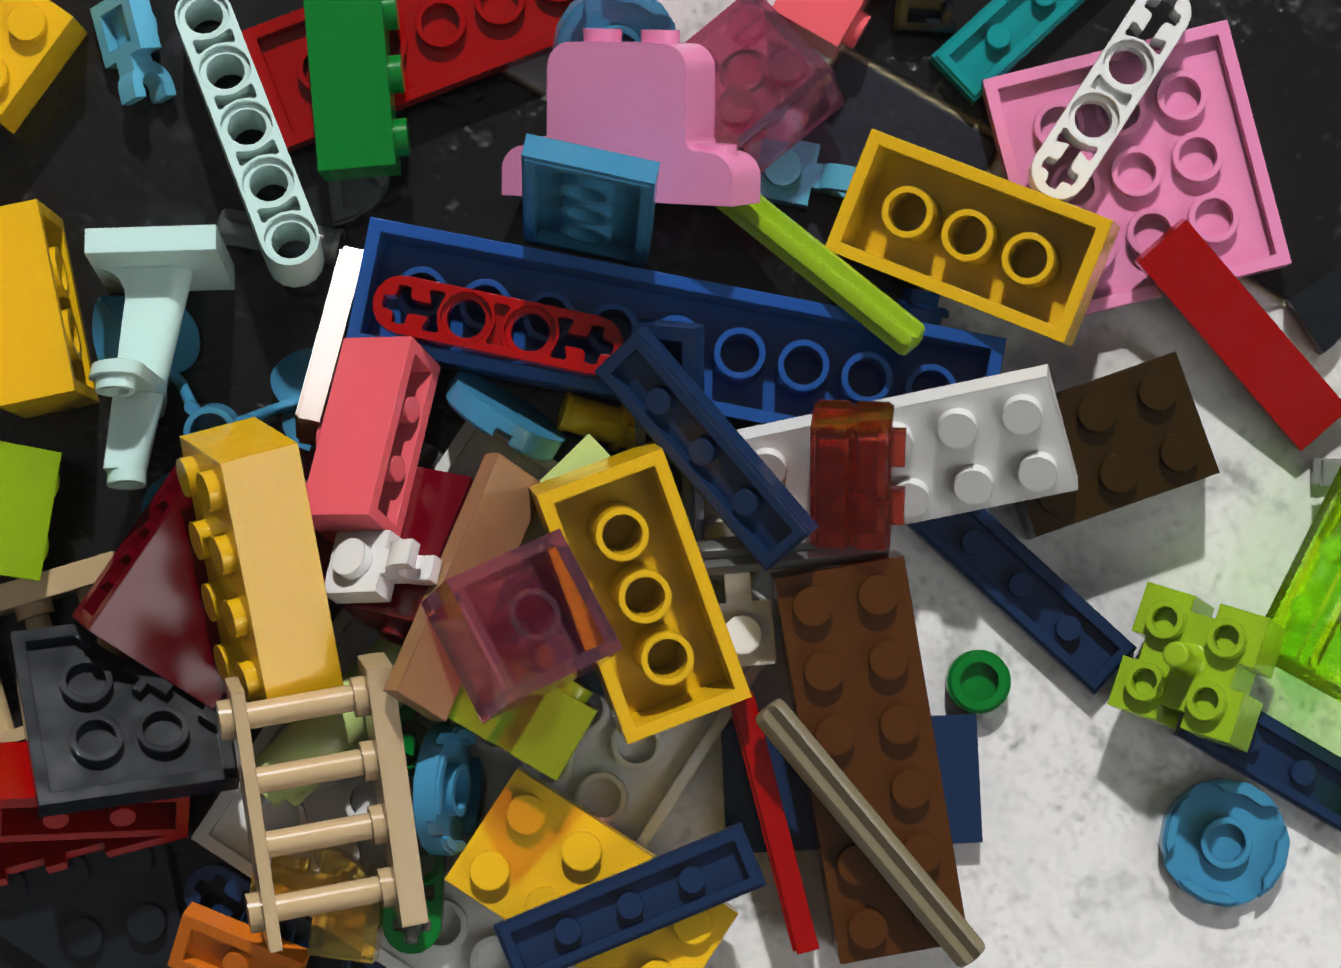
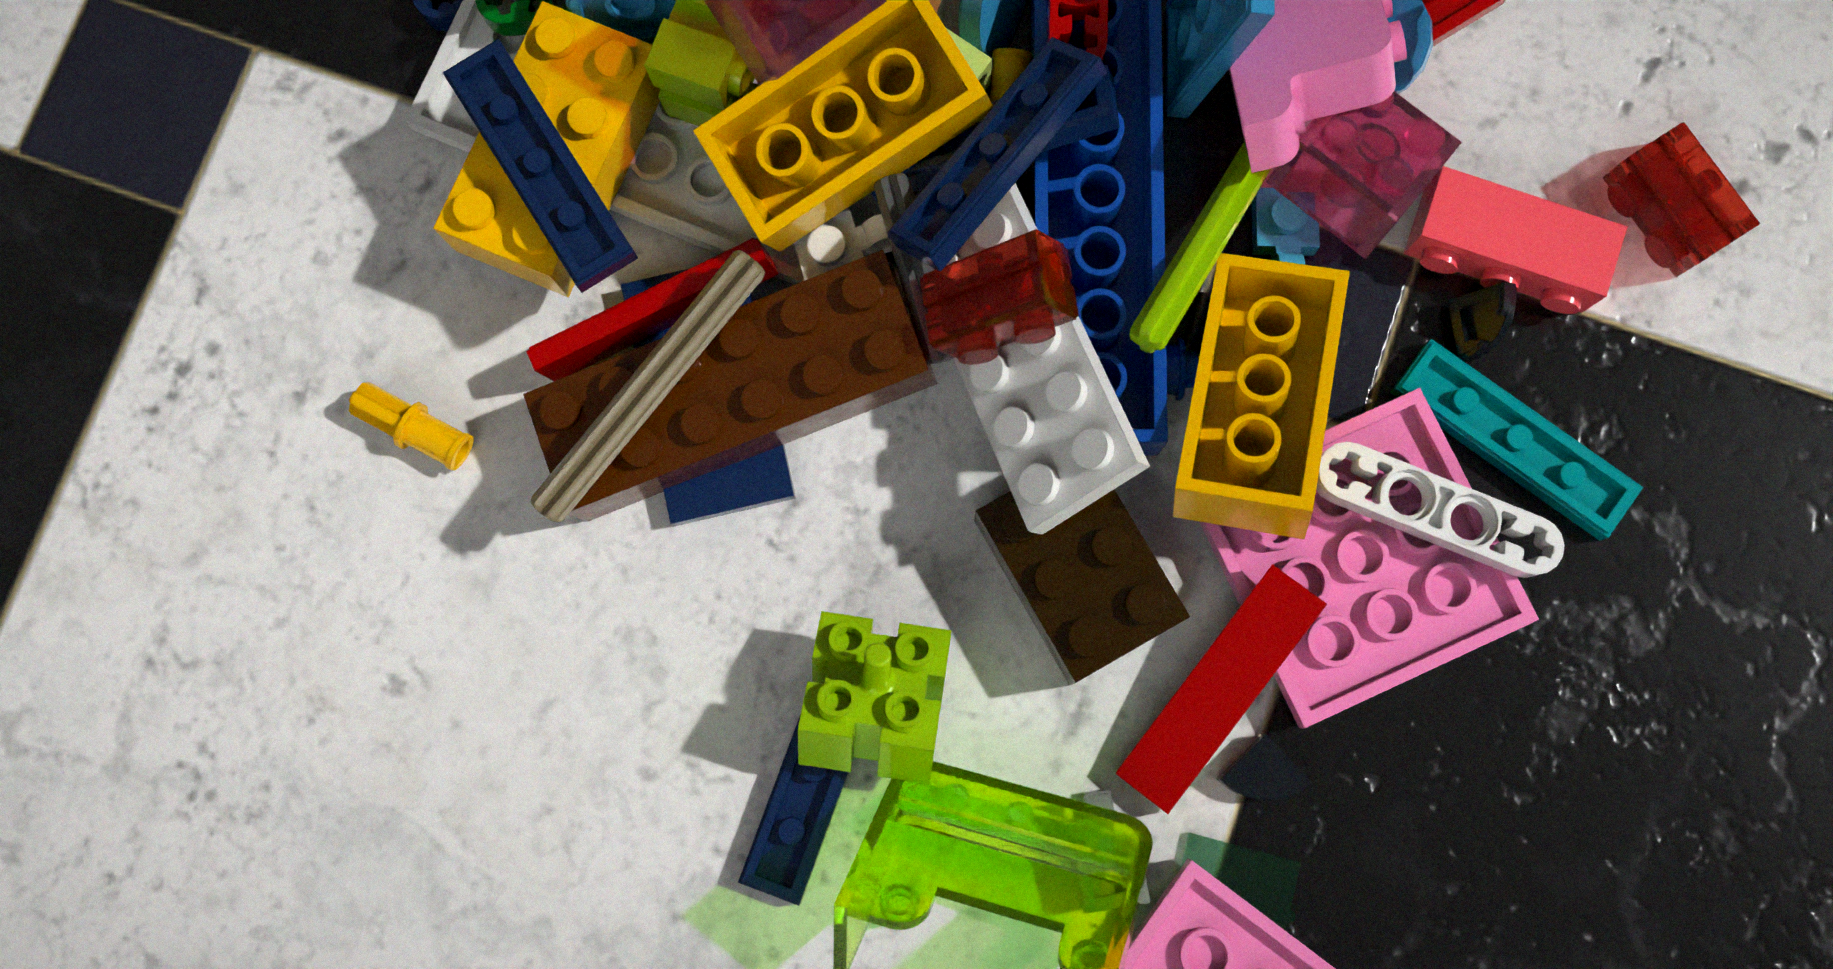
camera: 90 degrees right, 5 degrees down
(977, 681) = (826, 494): green tile -> none
(1028, 594) = (922, 524): dark blue tile -> none
(1224, 842) = (709, 764): dark azure tile -> none

